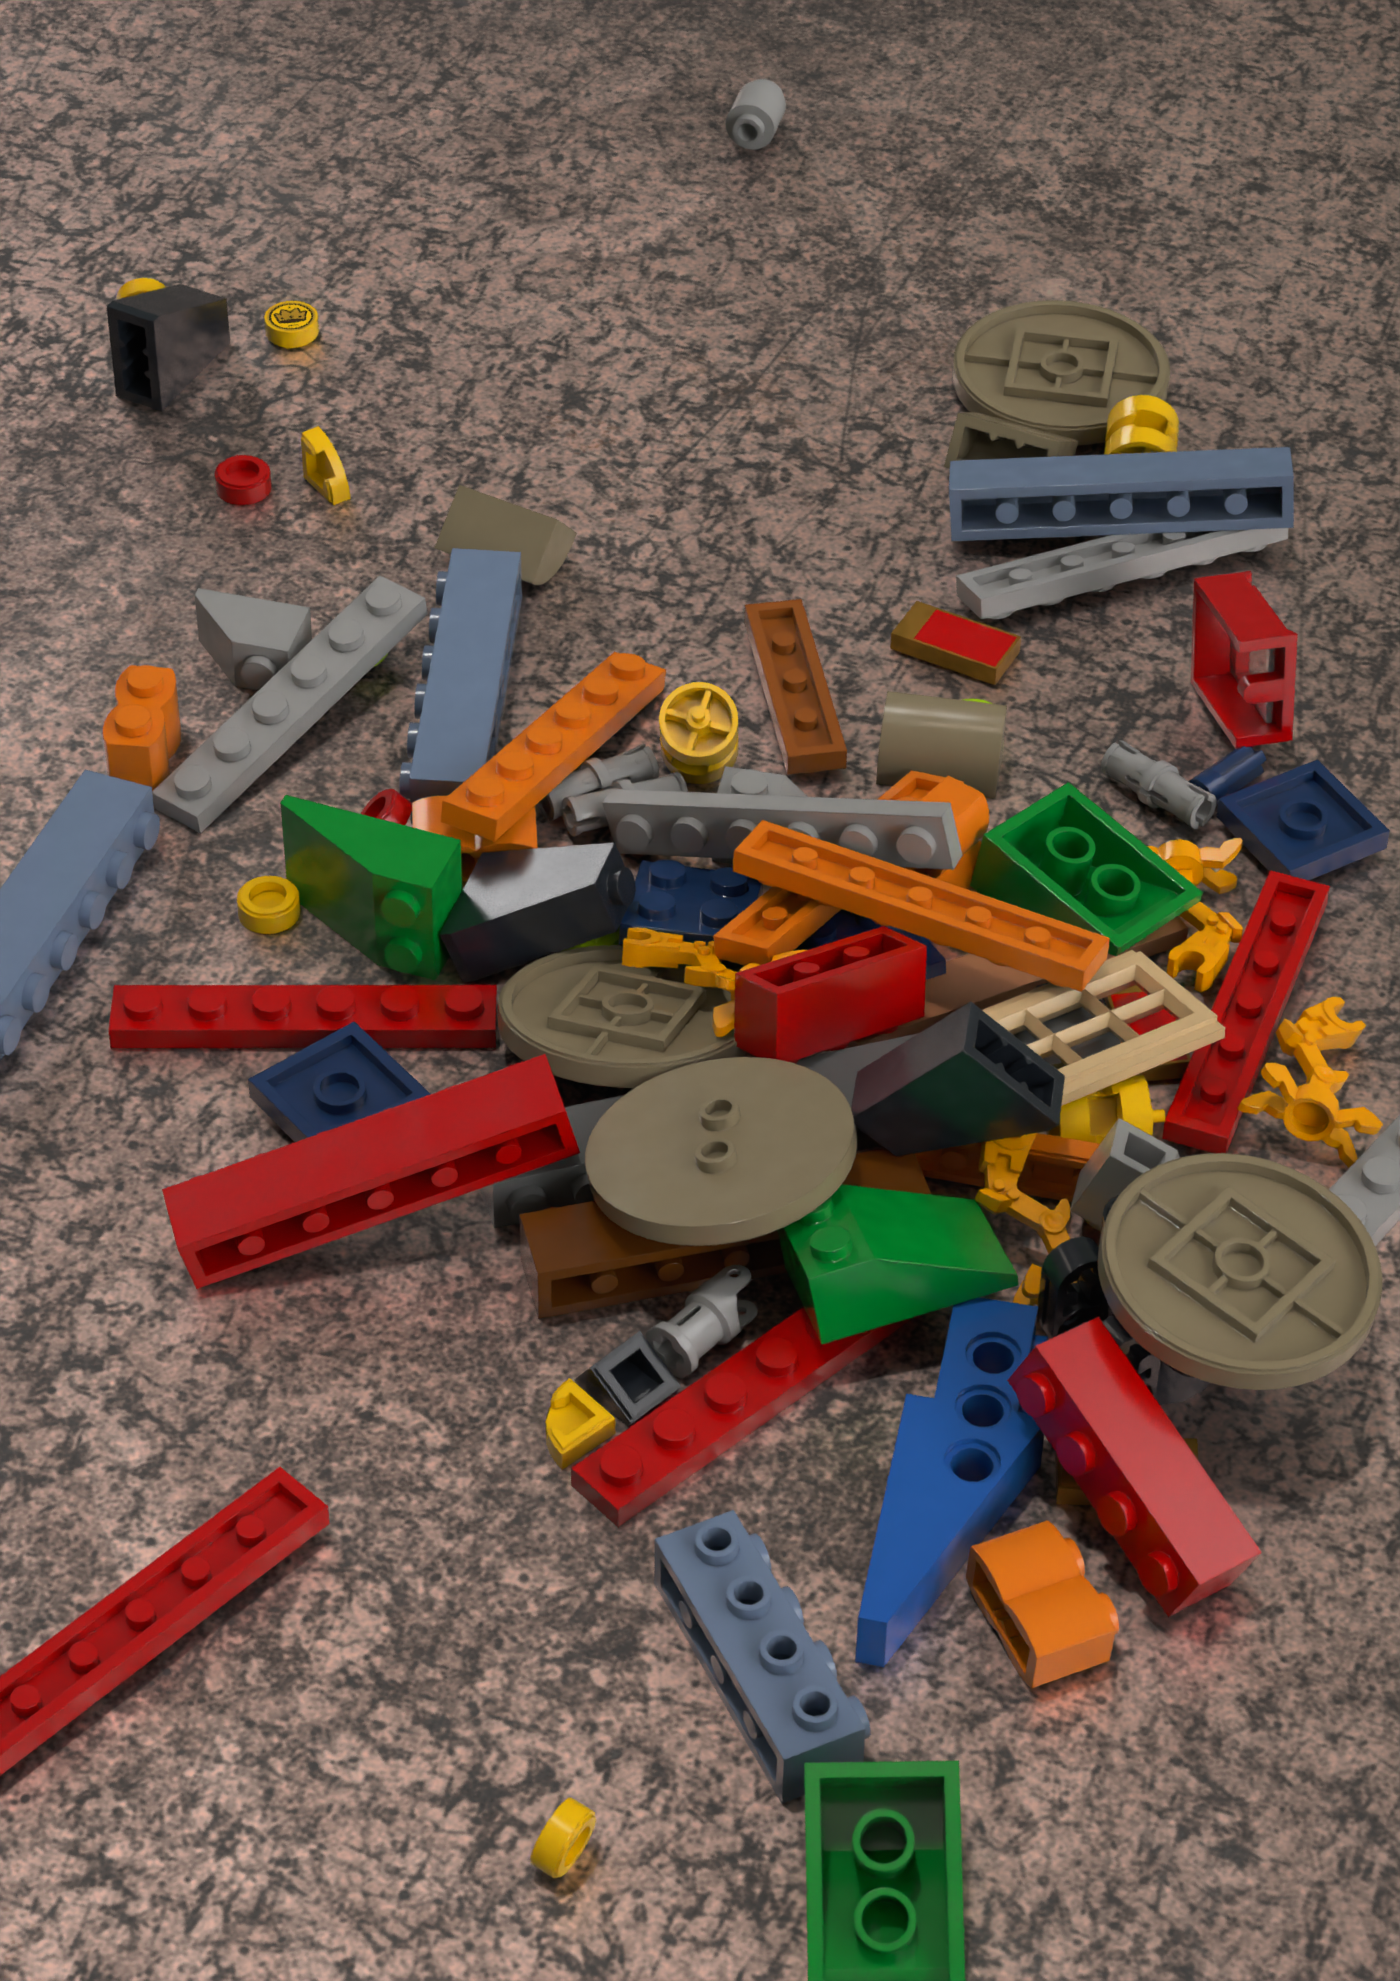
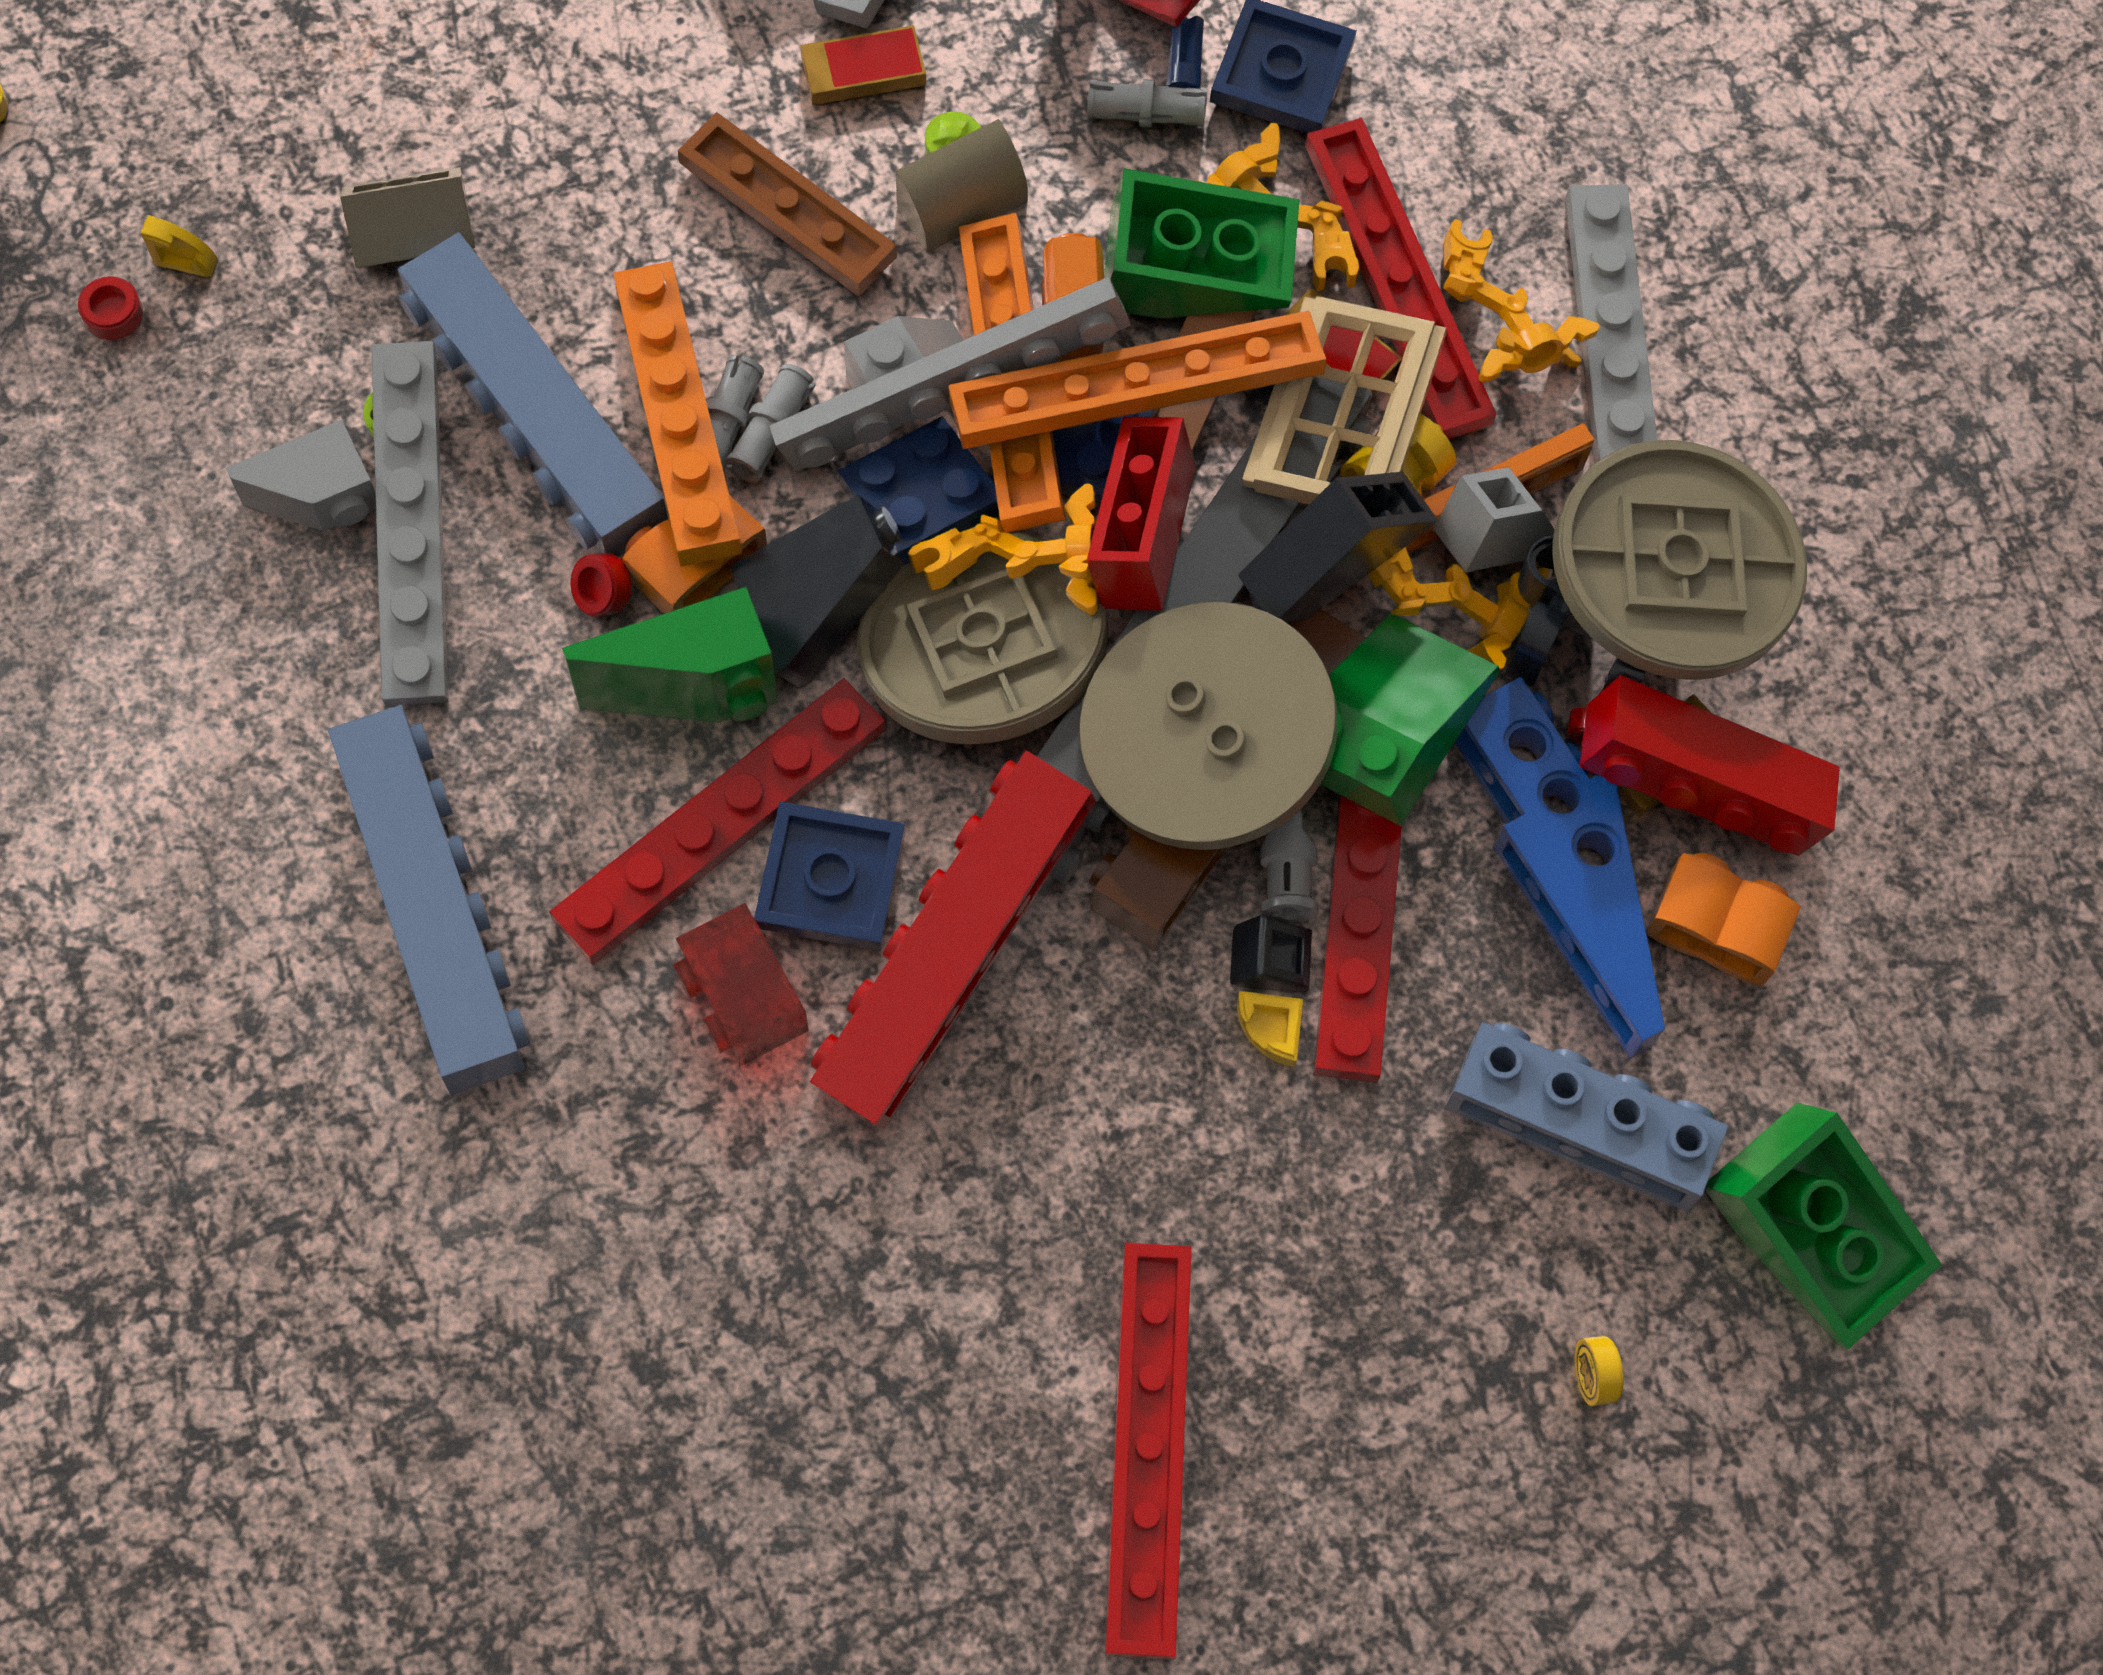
camera: 45 degrees left, 25 degrees up
(143, 725) = (319, 647): orange brick -> none
(190, 1112) = (741, 986): none -> clear red brick
(268, 904) = (582, 733): yellow tile -> none
(699, 732) = (781, 317): yellow wheel -> none

